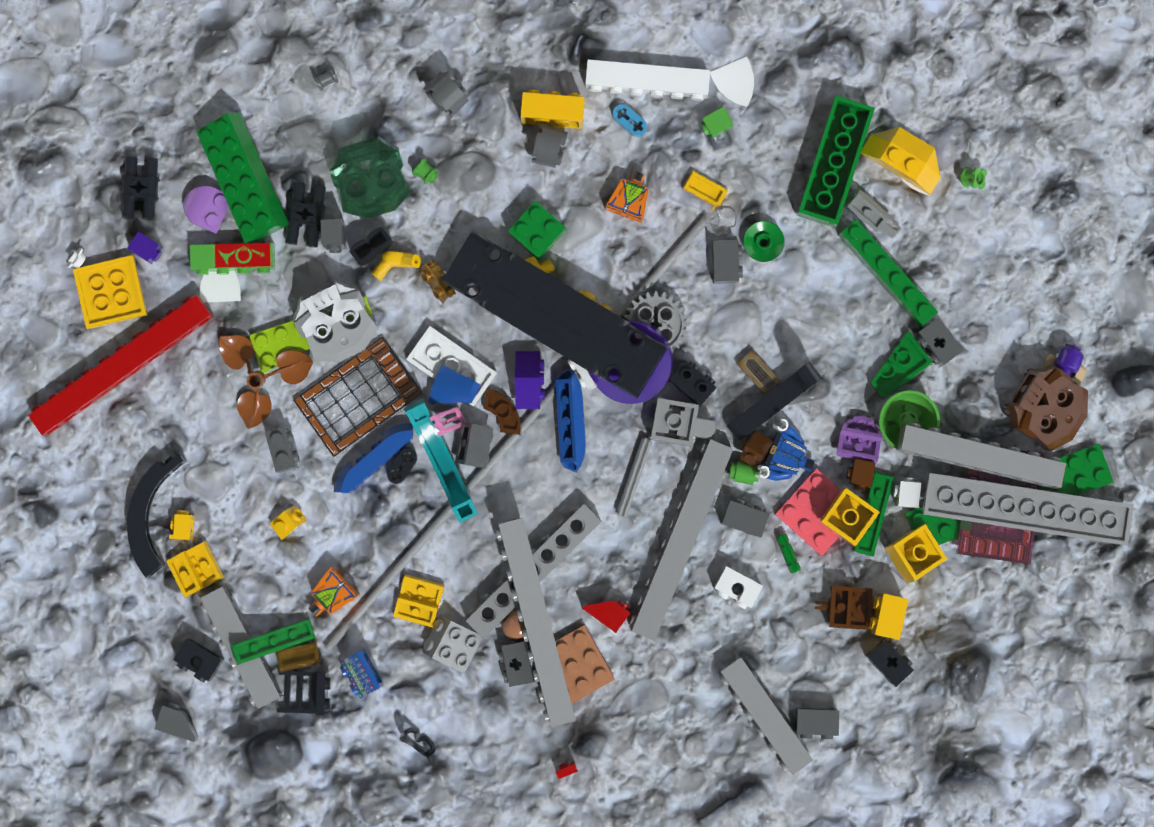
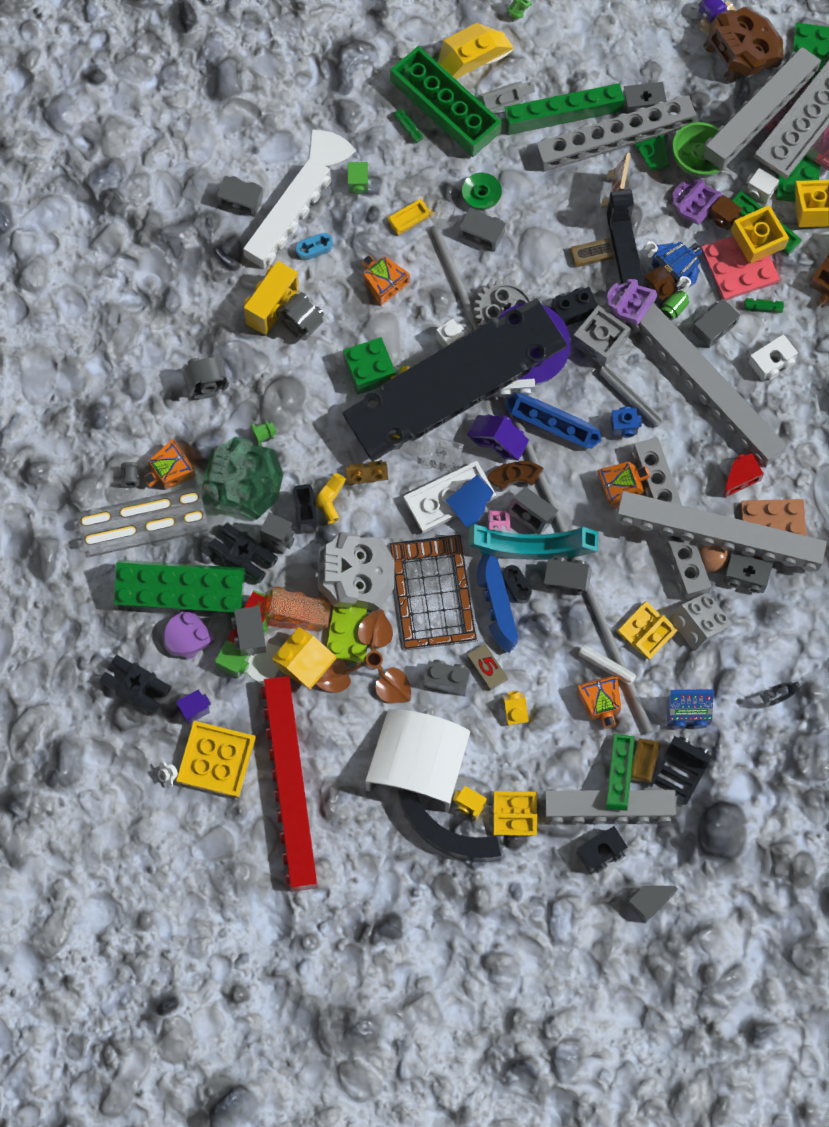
camera: 70 degrees left, 15 degrees down
(195, 463) = (419, 754): none -> white windscreen
(228, 260) = (250, 631): none -> dark grey brick
(233, 318) = (303, 658): none -> yellow slope
(273, 288) = (296, 609): none -> clear orange brick
(287, 112) = (141, 522): none -> clear brick
(313, 479) = (487, 667): none -> dark tan tile
(349, 108) = (169, 467): none -> orange torso
(366, 582) = (607, 665): none -> white axle
(429, 507) = (568, 575): none -> dark grey brick
(542, 511) = (622, 478): none -> torso
(602, 477) = (625, 422): none -> blue brick
(604, 288) = (449, 333): none -> white brick
(642, 27) = (240, 195): none -> dark grey brick
(718, 432) = (630, 301): none -> medium lavender slope
(795, 140) = (408, 126): none -> green axle
(834, 361) = (619, 177): none -> tan flag
(935, 389) = (611, 141): none -> light grey brick

